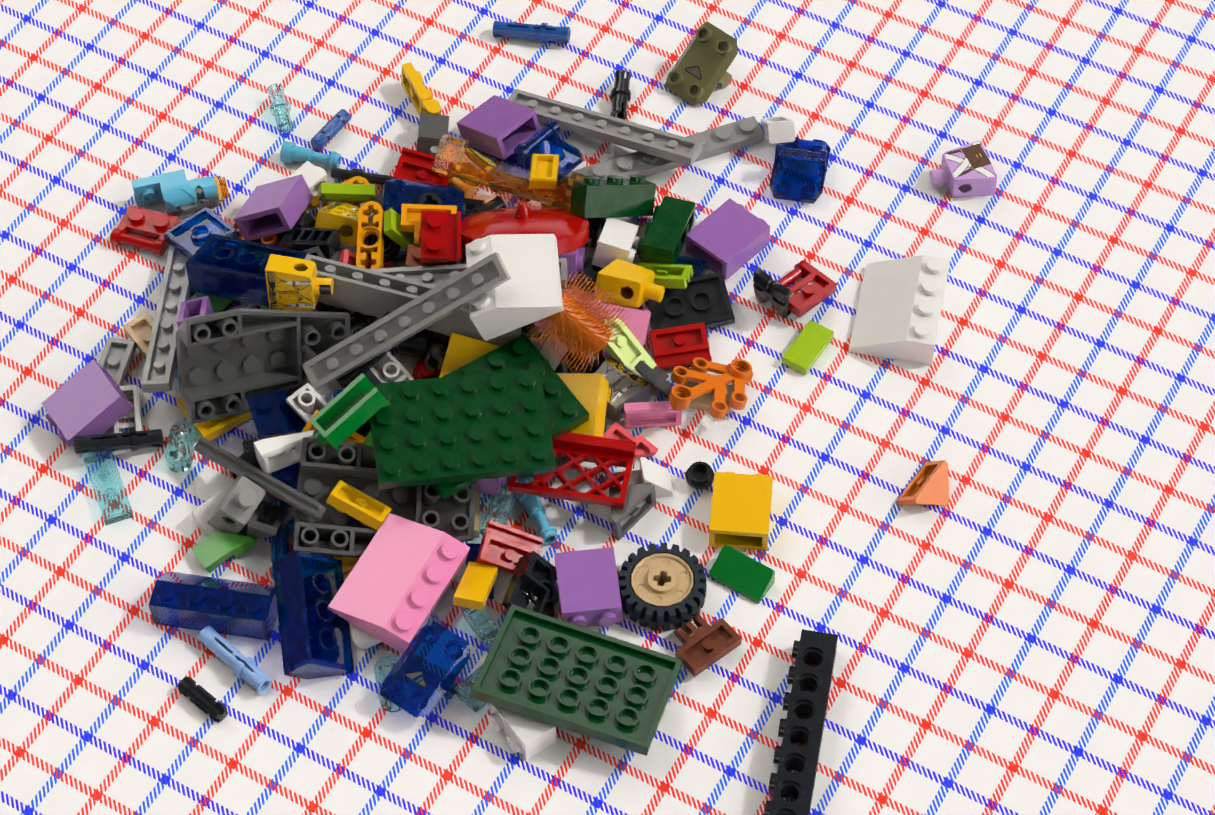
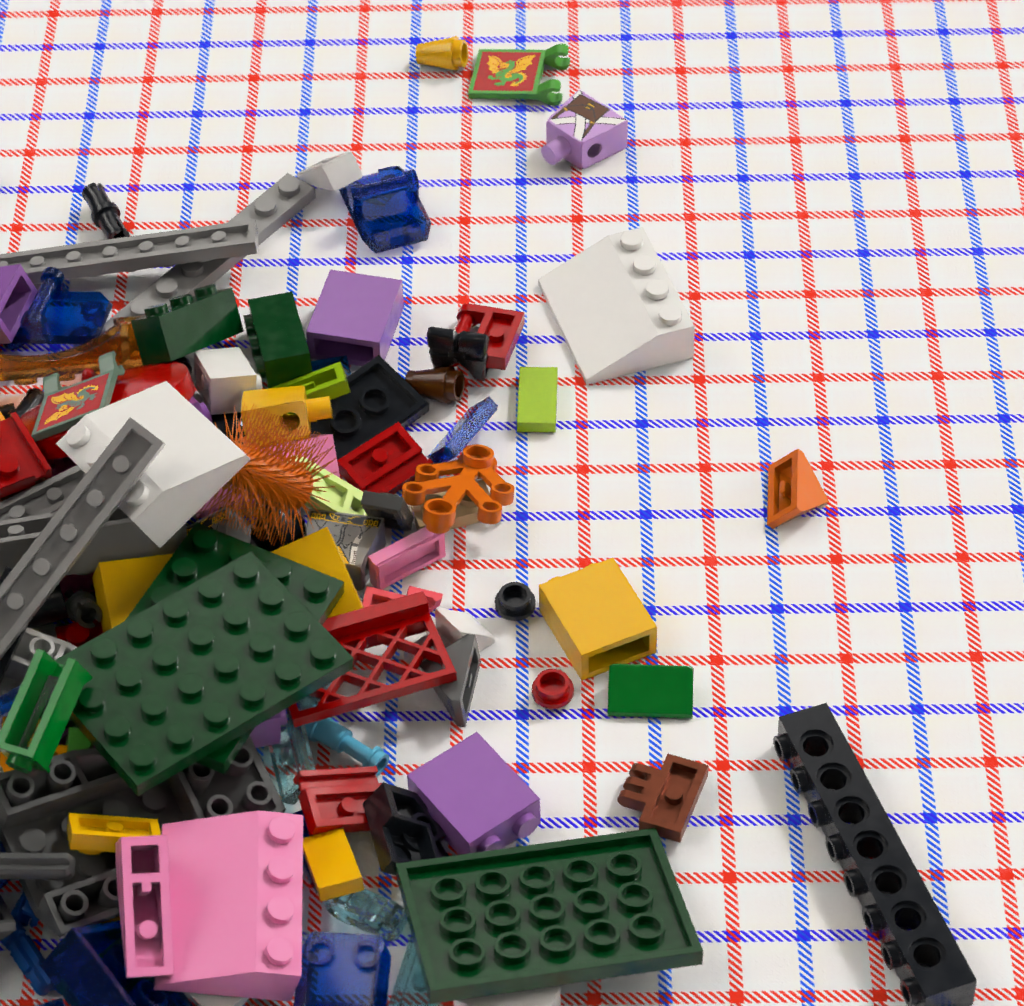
camera: 30 degrees left, 5 degrees down
(344, 557) = (145, 905): none -> bright pink slope
(503, 219) = (69, 404): none -> flag
(544, 171) = (77, 331): yellow tile -> none
(662, 586) = (567, 751): wheel -> none
(685, 539) = (552, 689): none -> red plate
(703, 65) = (189, 138): olive shield -> none
(743, 347) = (463, 431): none -> clear blue tile
(751, 308) = (439, 384): none -> reddish brown cone
(914, 72) = (443, 53): none -> yellow cone
(953, 107) = (518, 74): none -> flag

